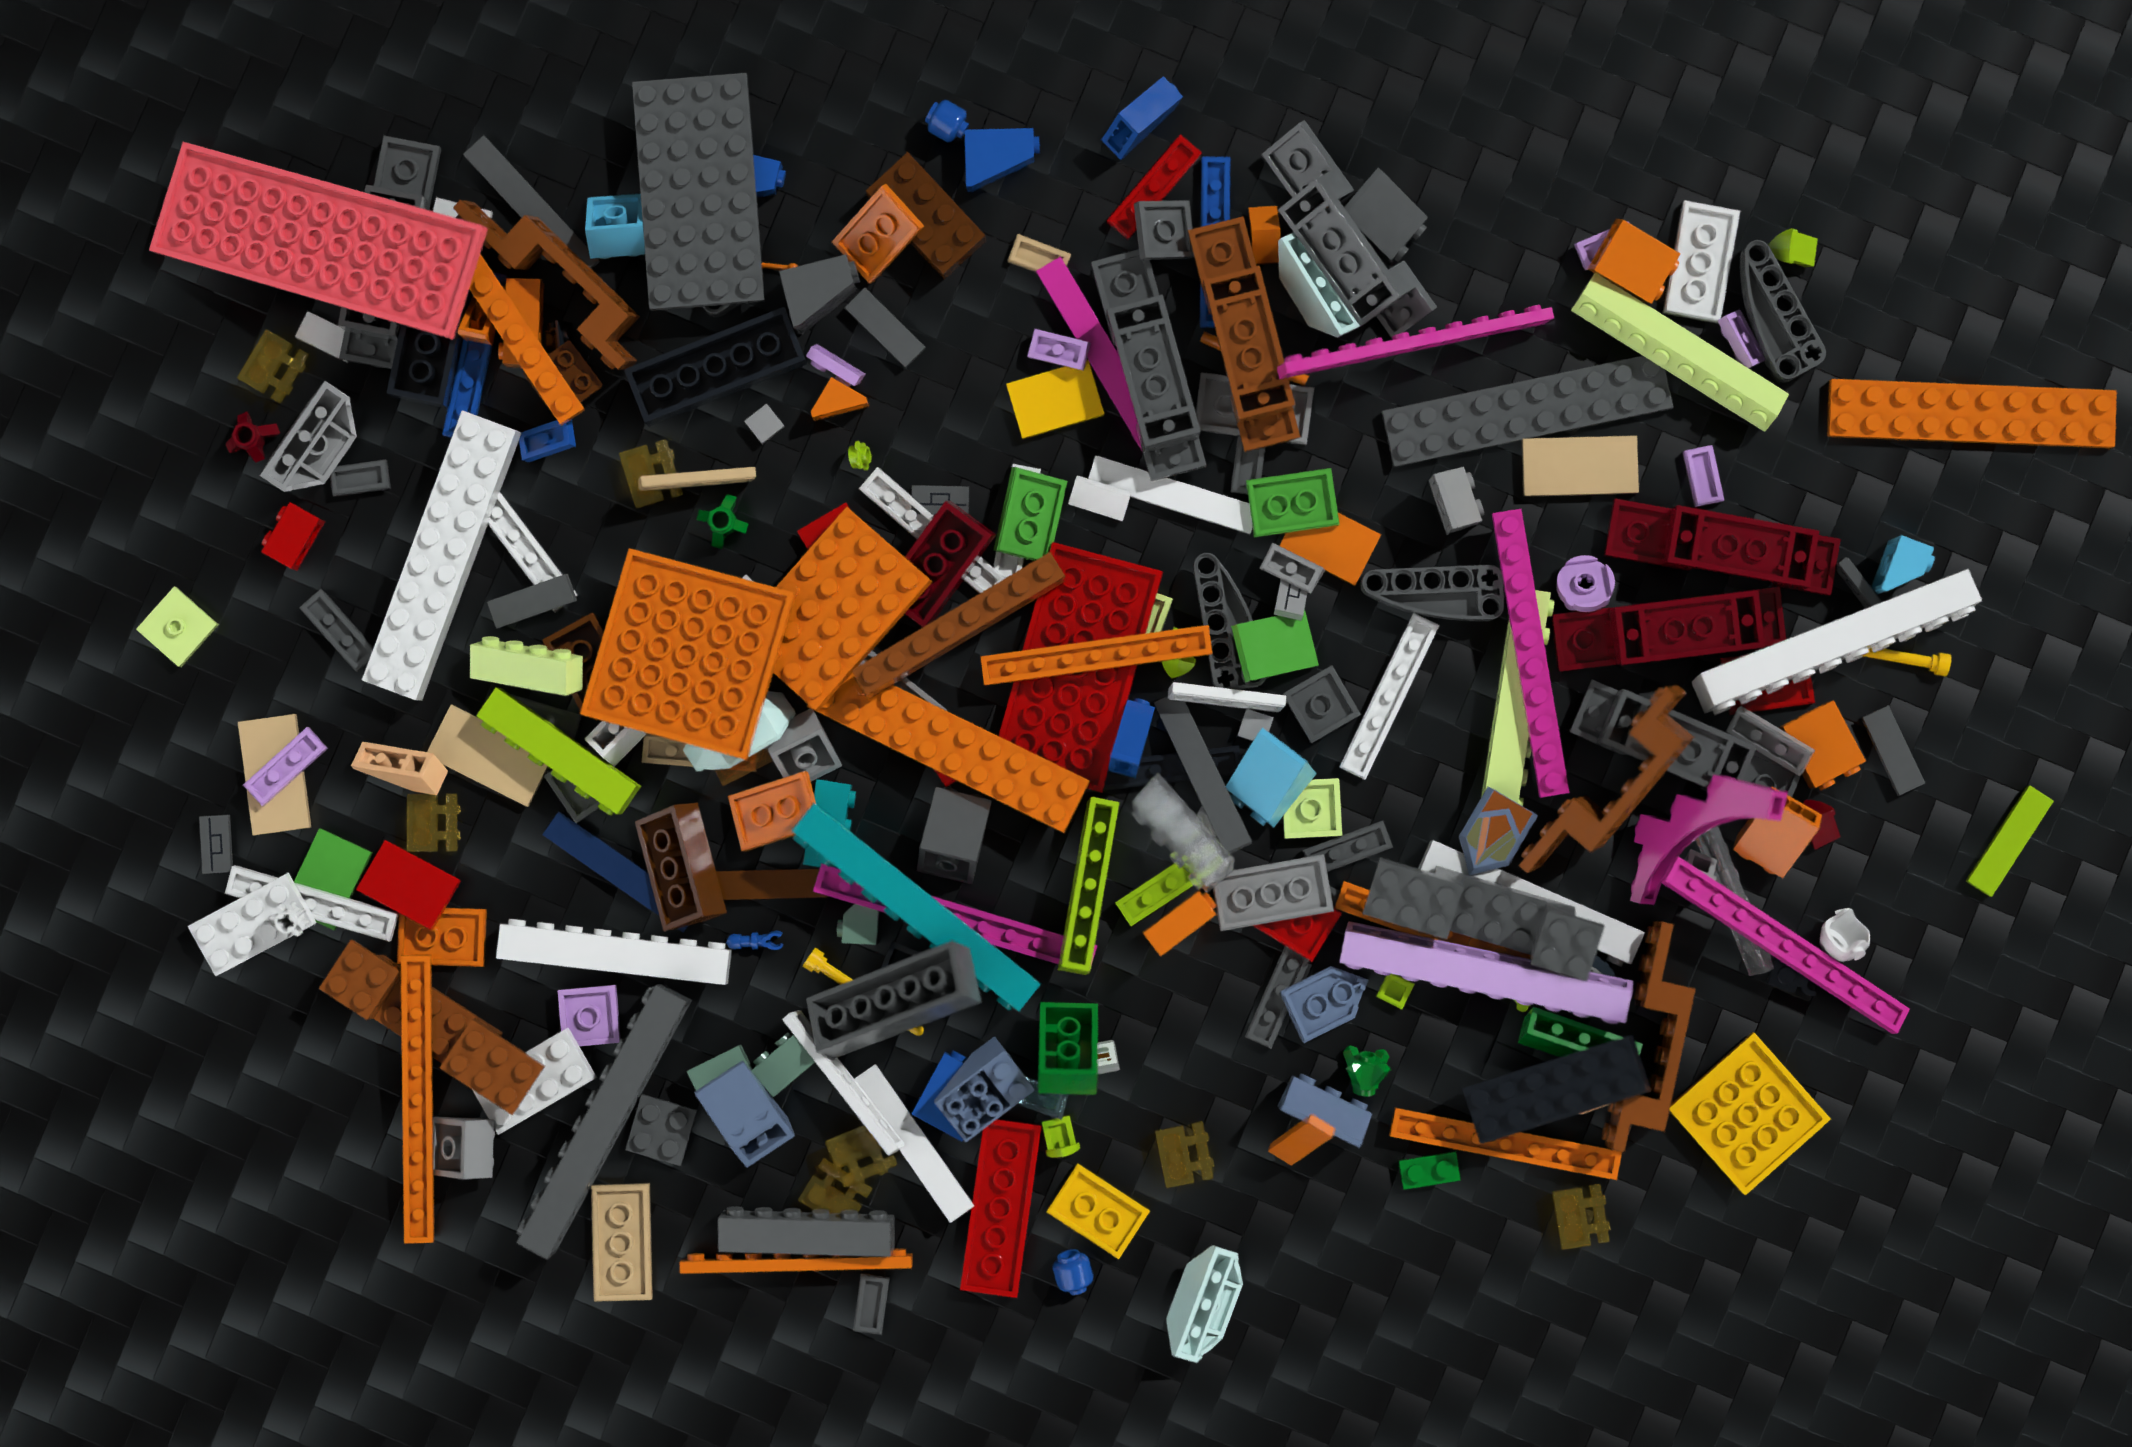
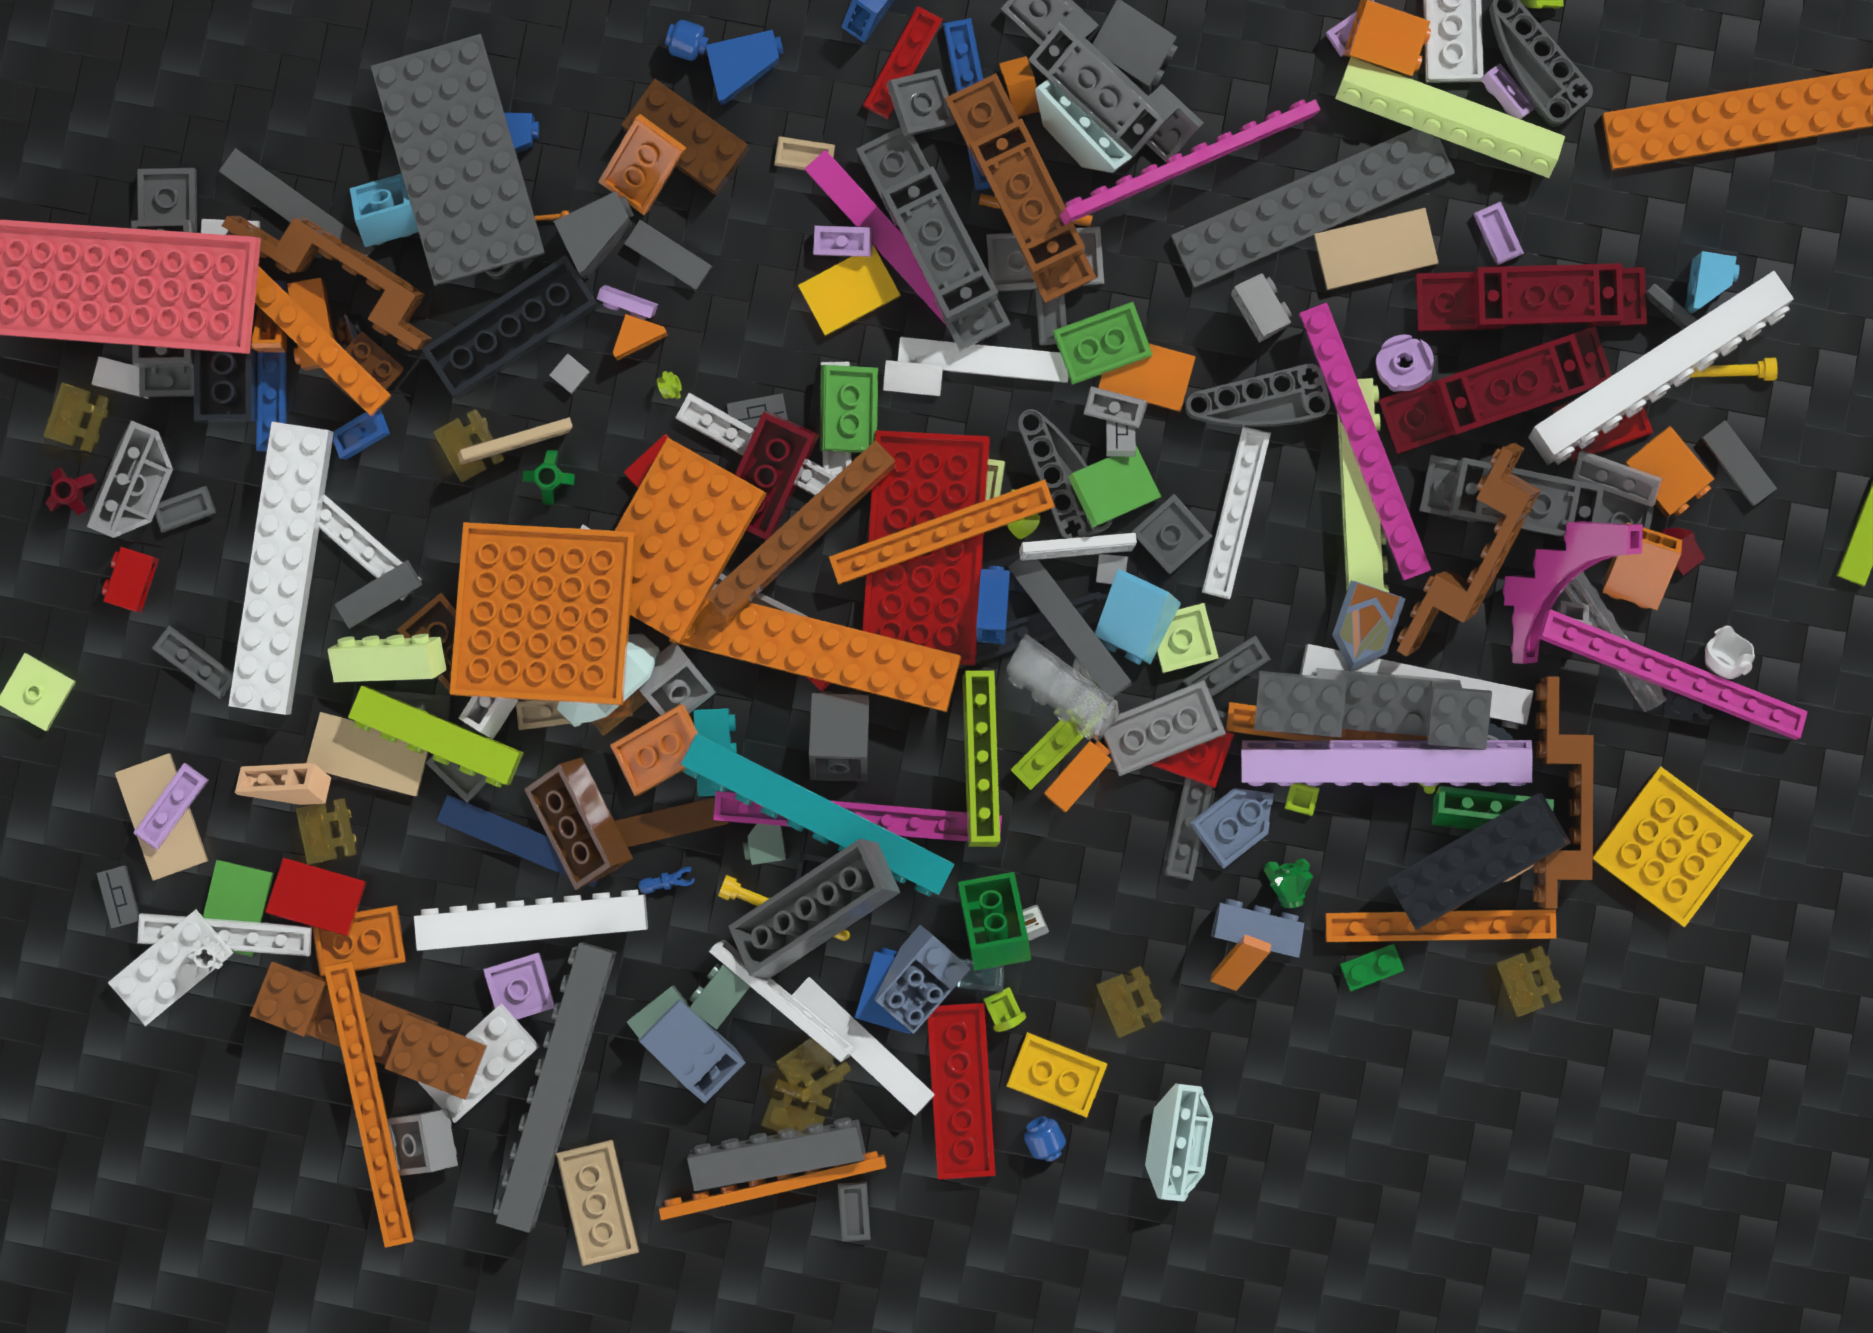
camera: 10 degrees left, 0 degrees up
(661, 1129) = (613, 1084): dark grey plate -> none

